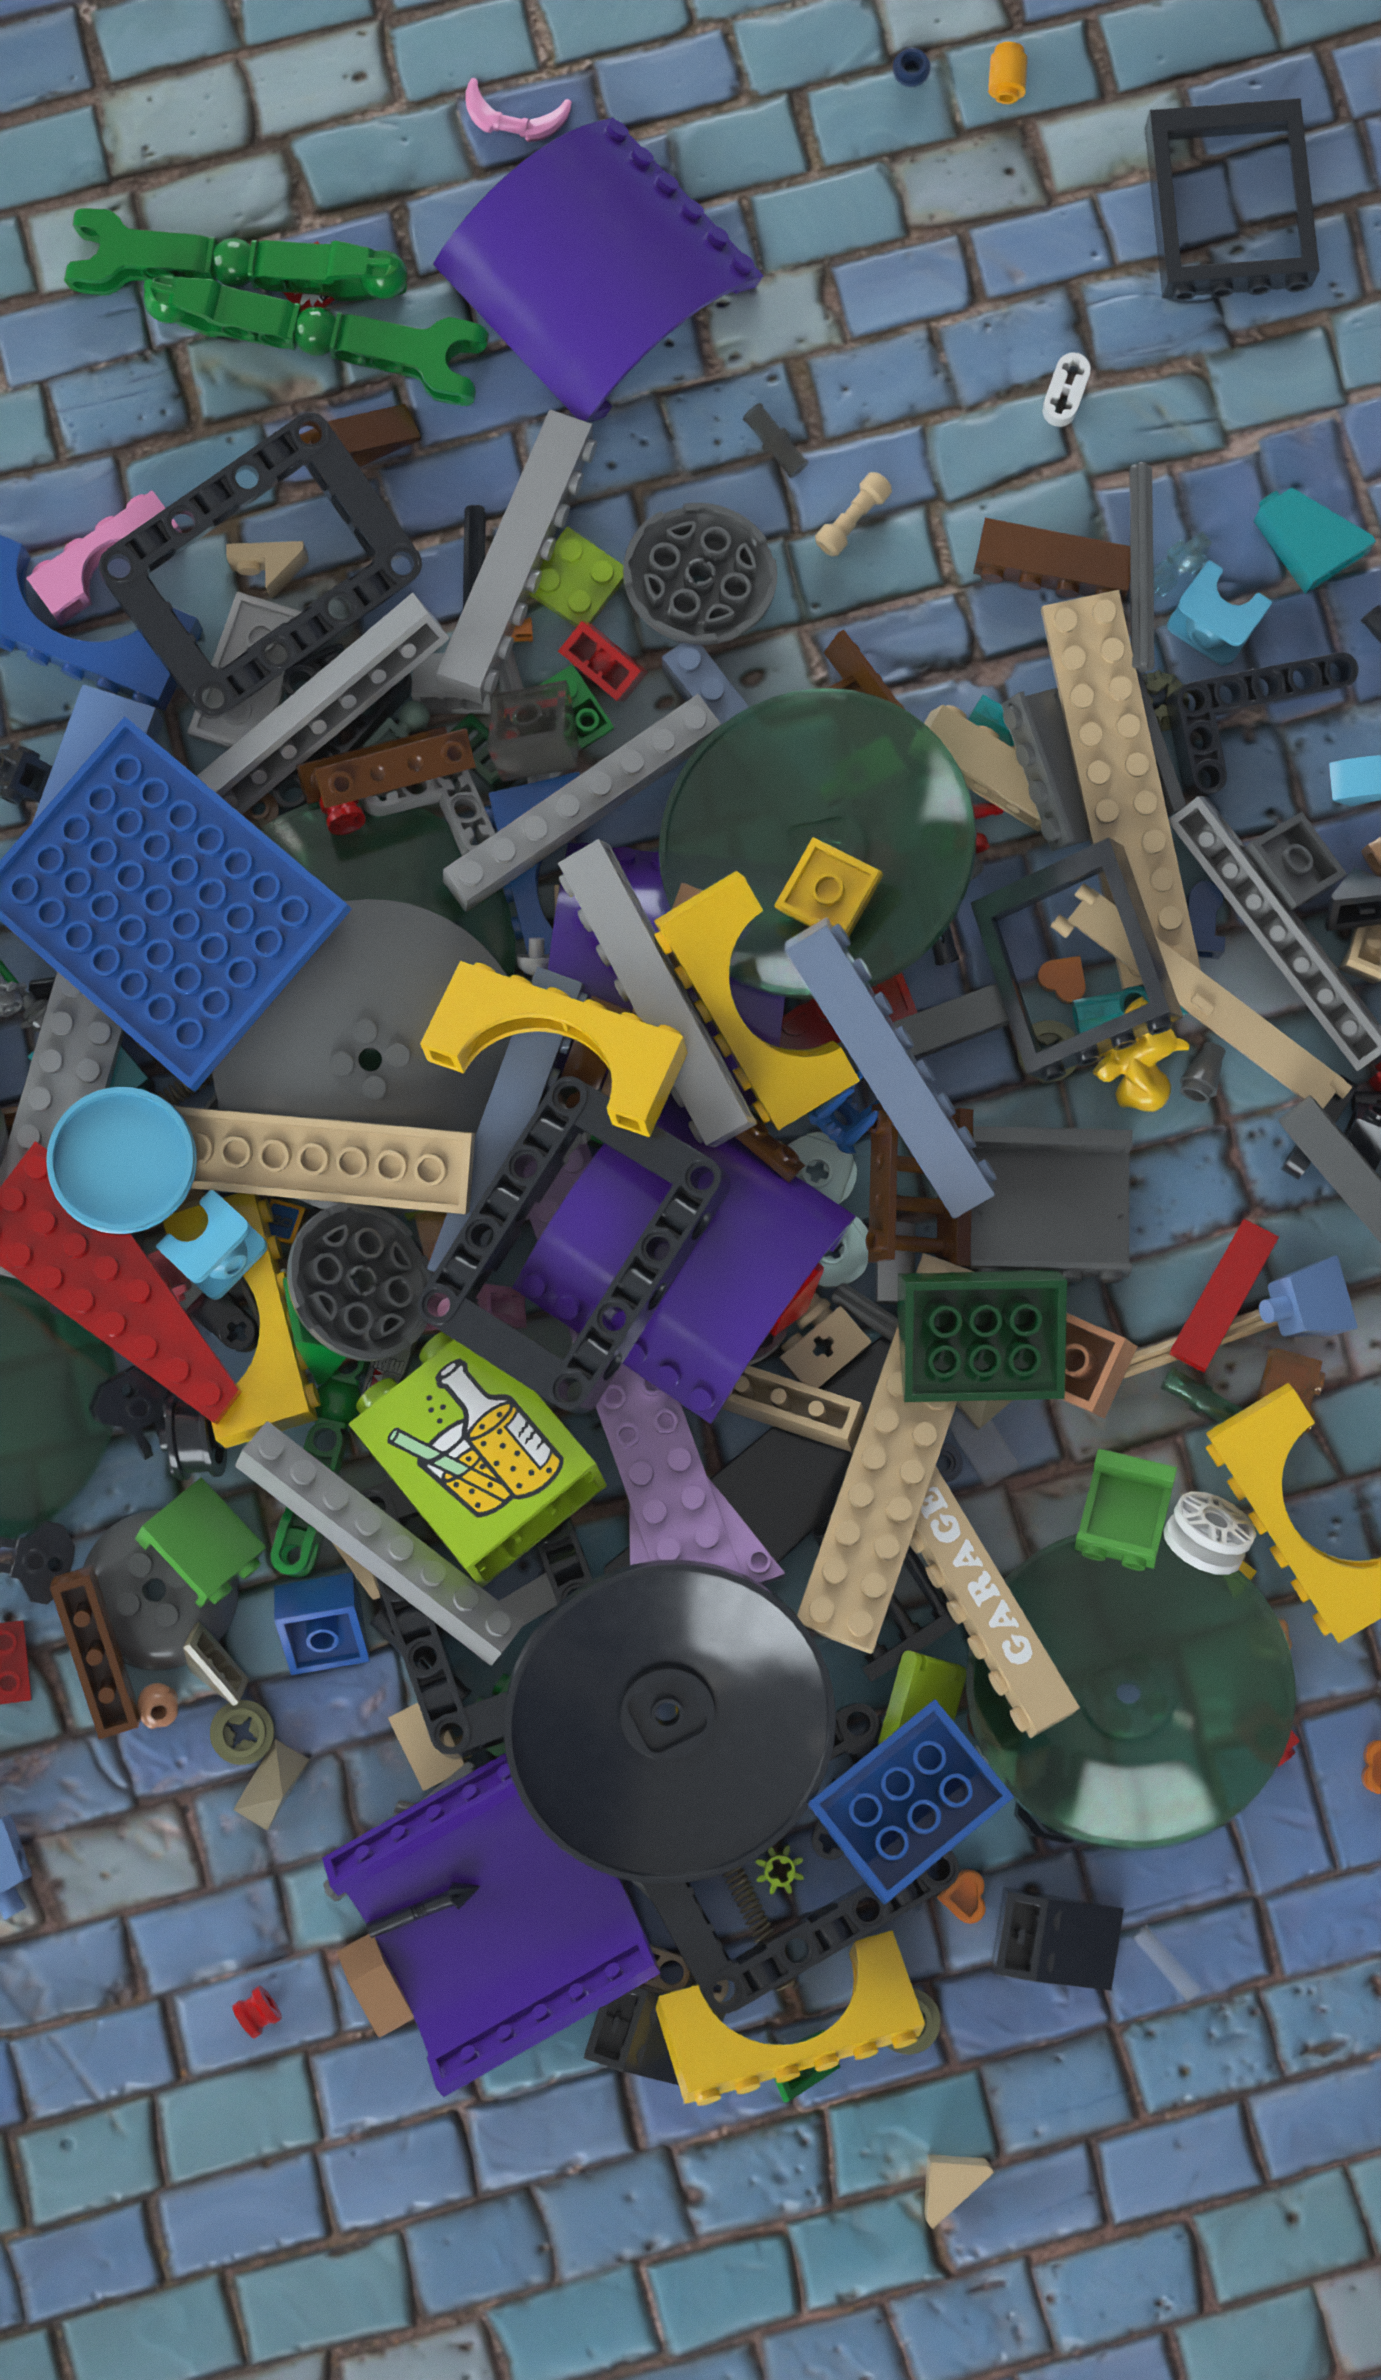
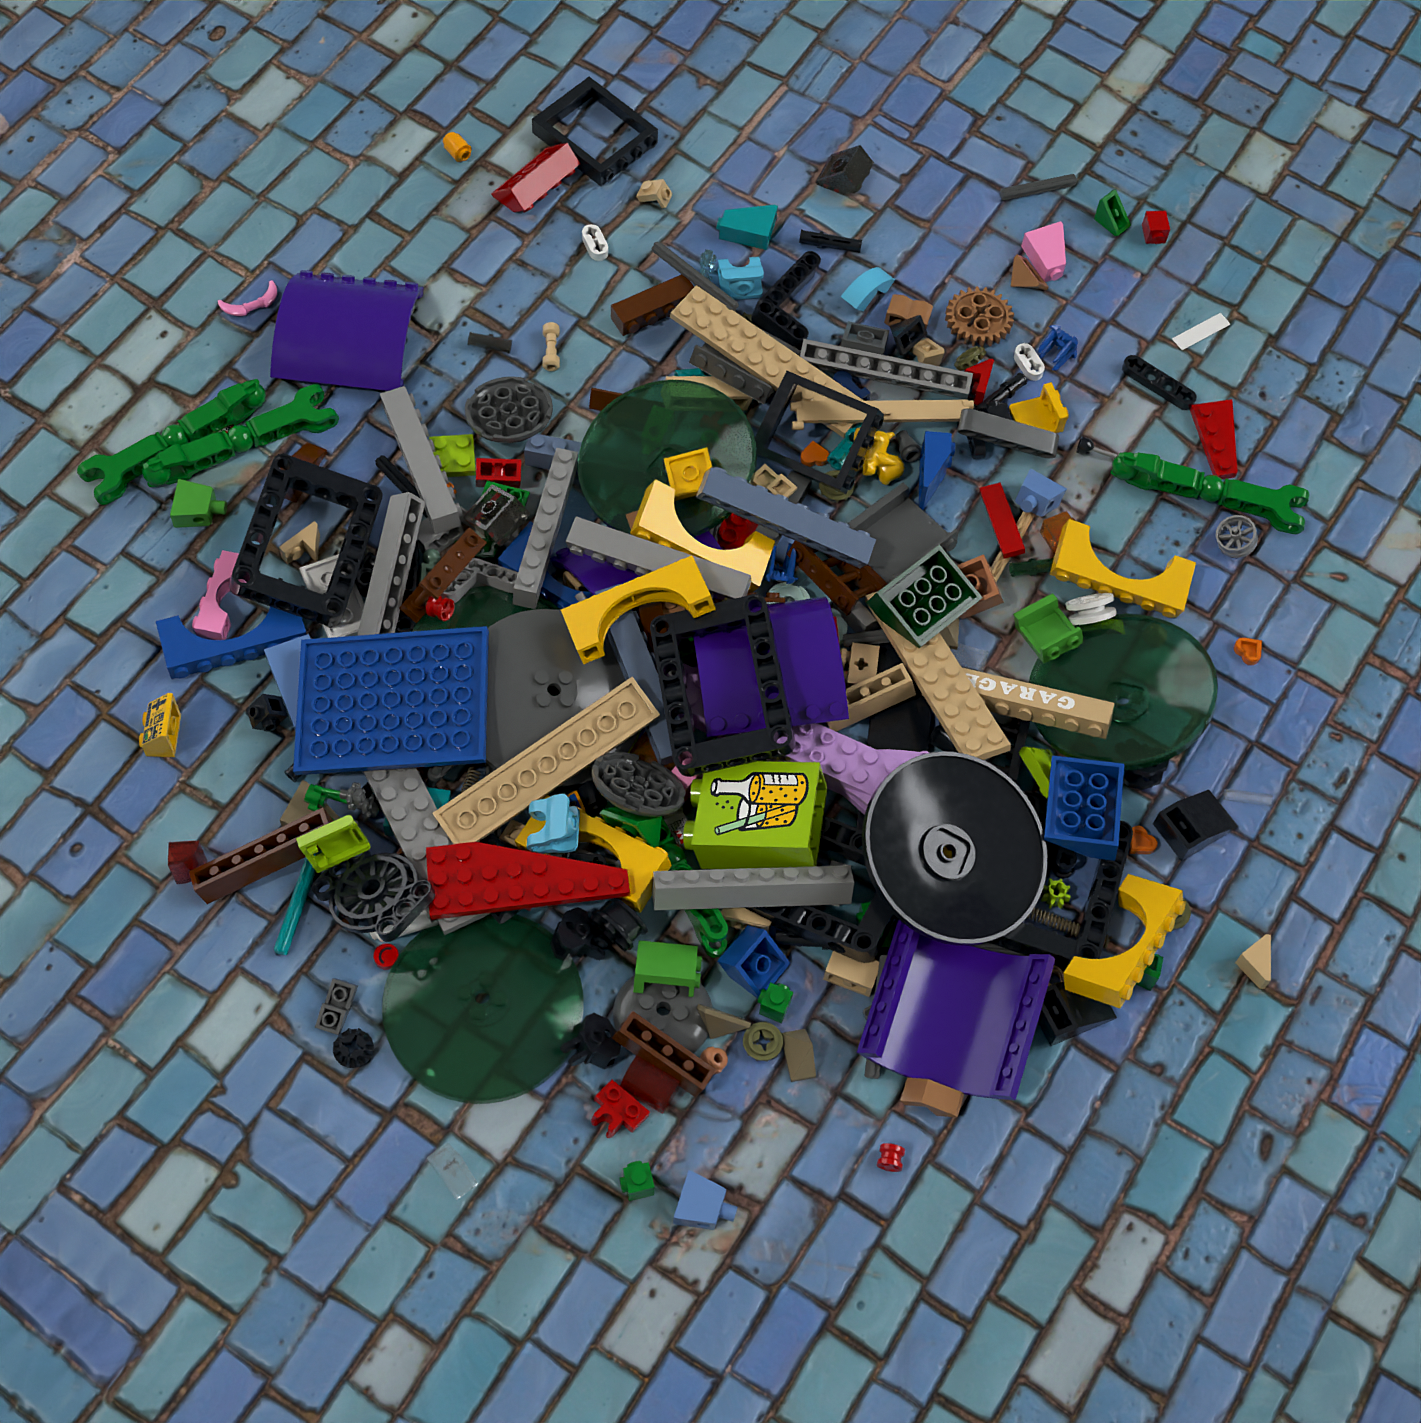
camera: 50 degrees left, 20 degrees down
(56, 1668) = (650, 1084): none -> clear red brick
(121, 1160) = (477, 818): medium azure brick -> none
(180, 388) = (195, 505): none -> bright green torso
(297, 1698) = (775, 1001): none -> green brick
(456, 1896) = (931, 1021): black piece -> none
(915, 58) = (412, 171): dark blue plate -> none
(951, 984) = (773, 482): none -> tan slope
(1075, 216) = (537, 178): none -> slope
(1217, 1128) = (933, 463): none -> blue slope
(1226, 372) = (653, 191): none -> tan bracket

